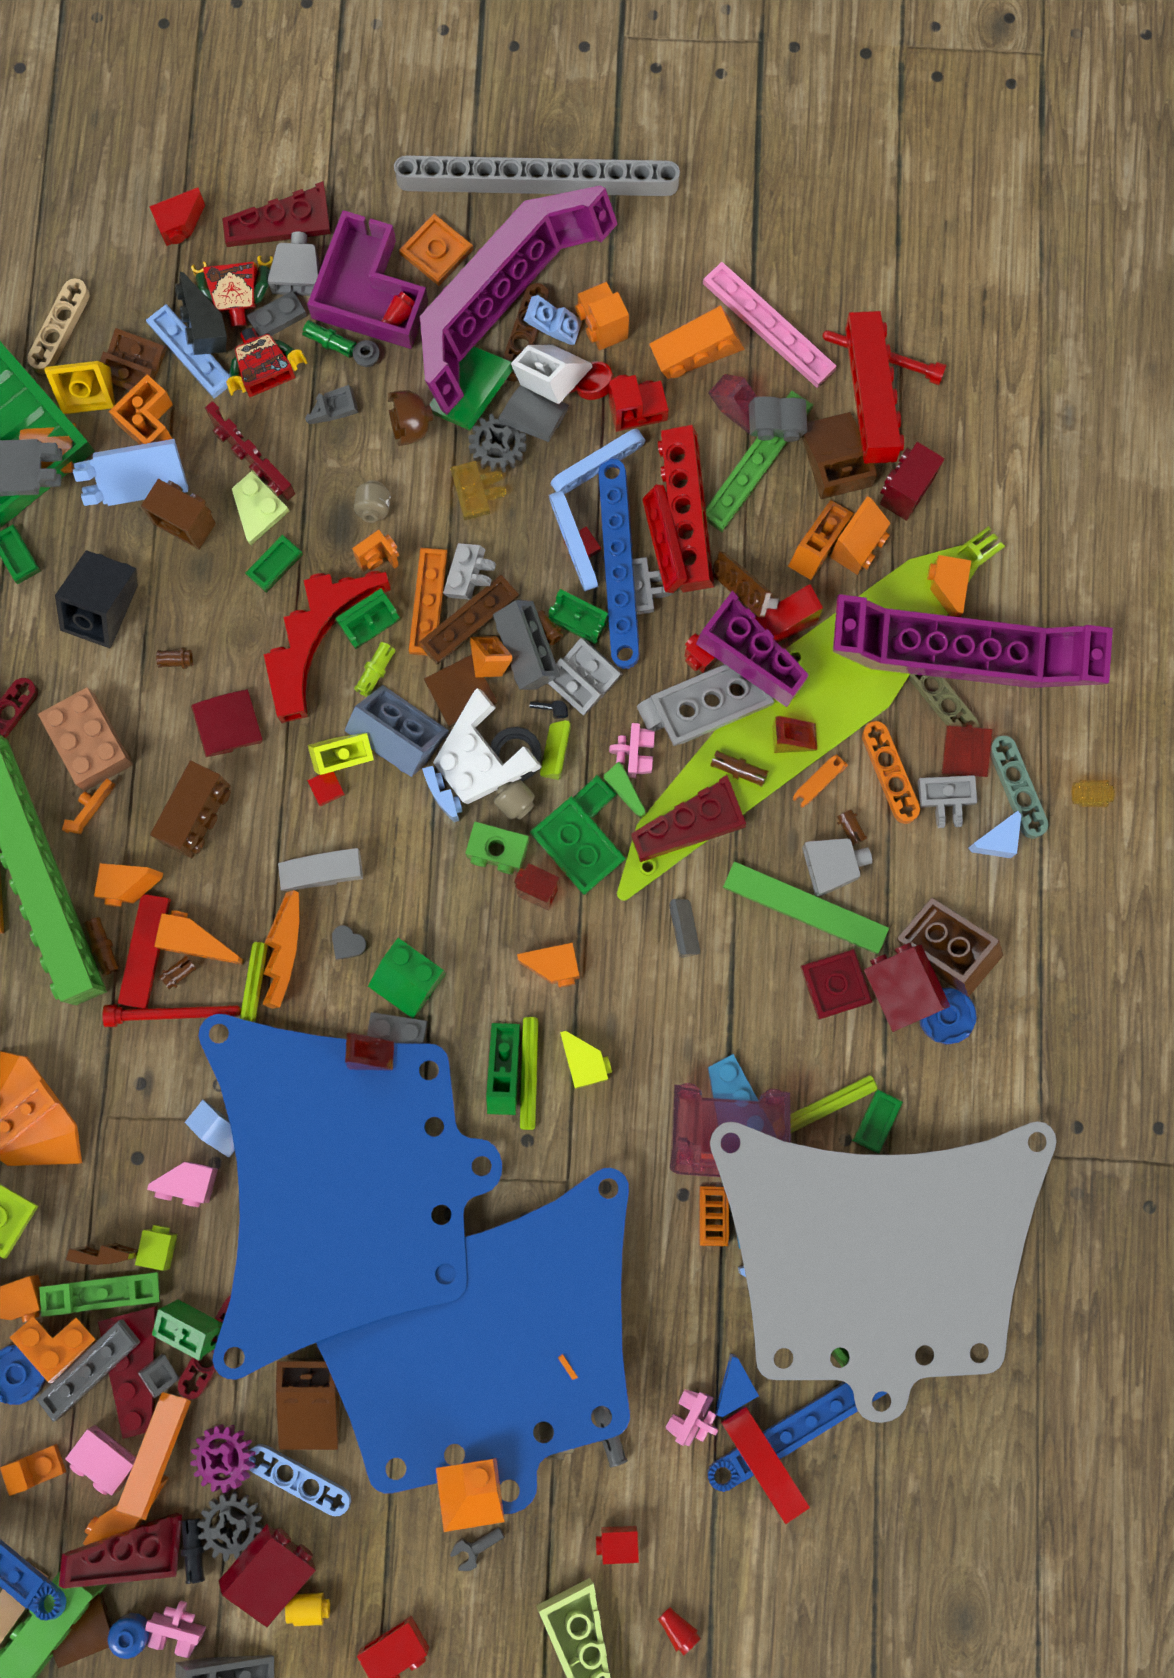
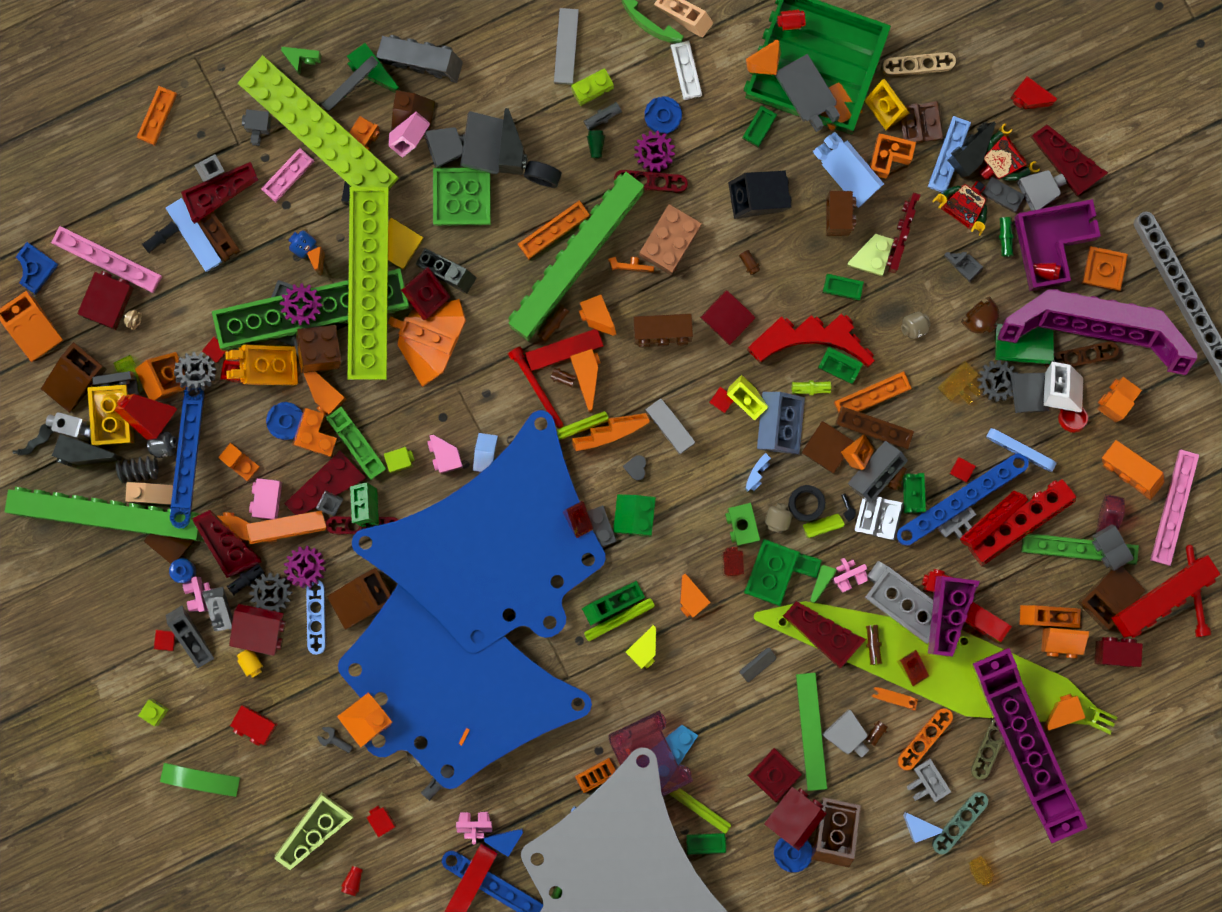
camera: 60 degrees right, 5 degrees up
(88, 1370) = (310, 461): dark grey tile -> none
(106, 1255) = (381, 436): reddish brown slope -> none
(207, 1613) = (218, 609): none -> dark grey hinge
(366, 360) = (1010, 271): dark grey plate -> none
(375, 548) = (882, 344): orange bracket -> none
(465, 571) = (904, 407): light grey hinge -> none
(471, 763) = (786, 478): white wing -> none
(552, 321) = (1098, 369): light blue slope -> none
(573, 540) = (960, 463): light blue beam -> none
(636, 404) = (1071, 453): red brick -> none
(744, 585) = (989, 588): reddish brown bracket -> none
(966, 751) = (964, 779): clear red piece -> none

